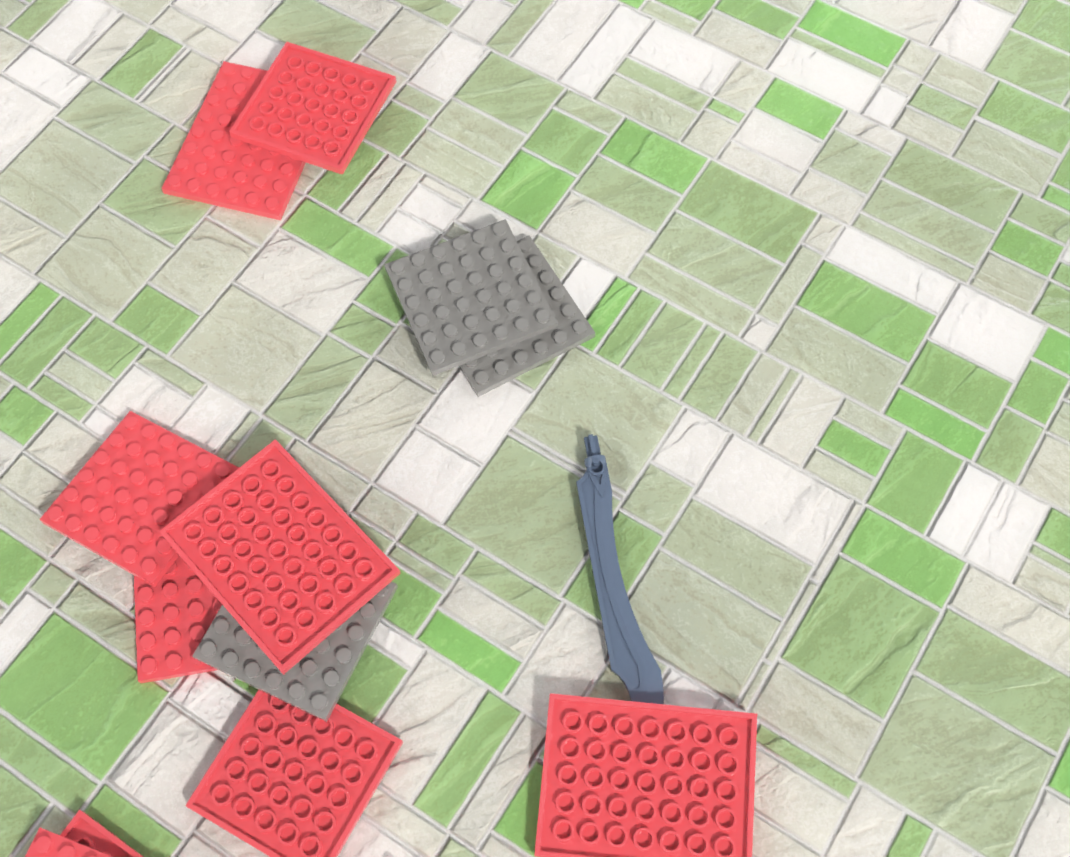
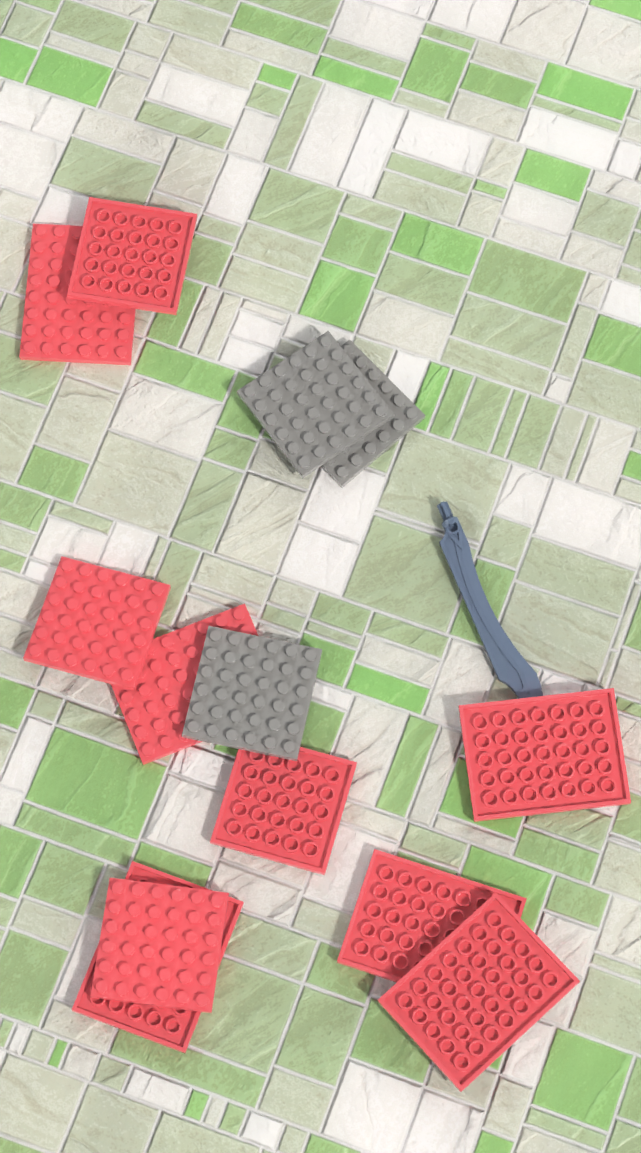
camera: 15 degrees left, 5 degrees up
(280, 555) = (227, 644): coral plate -> none

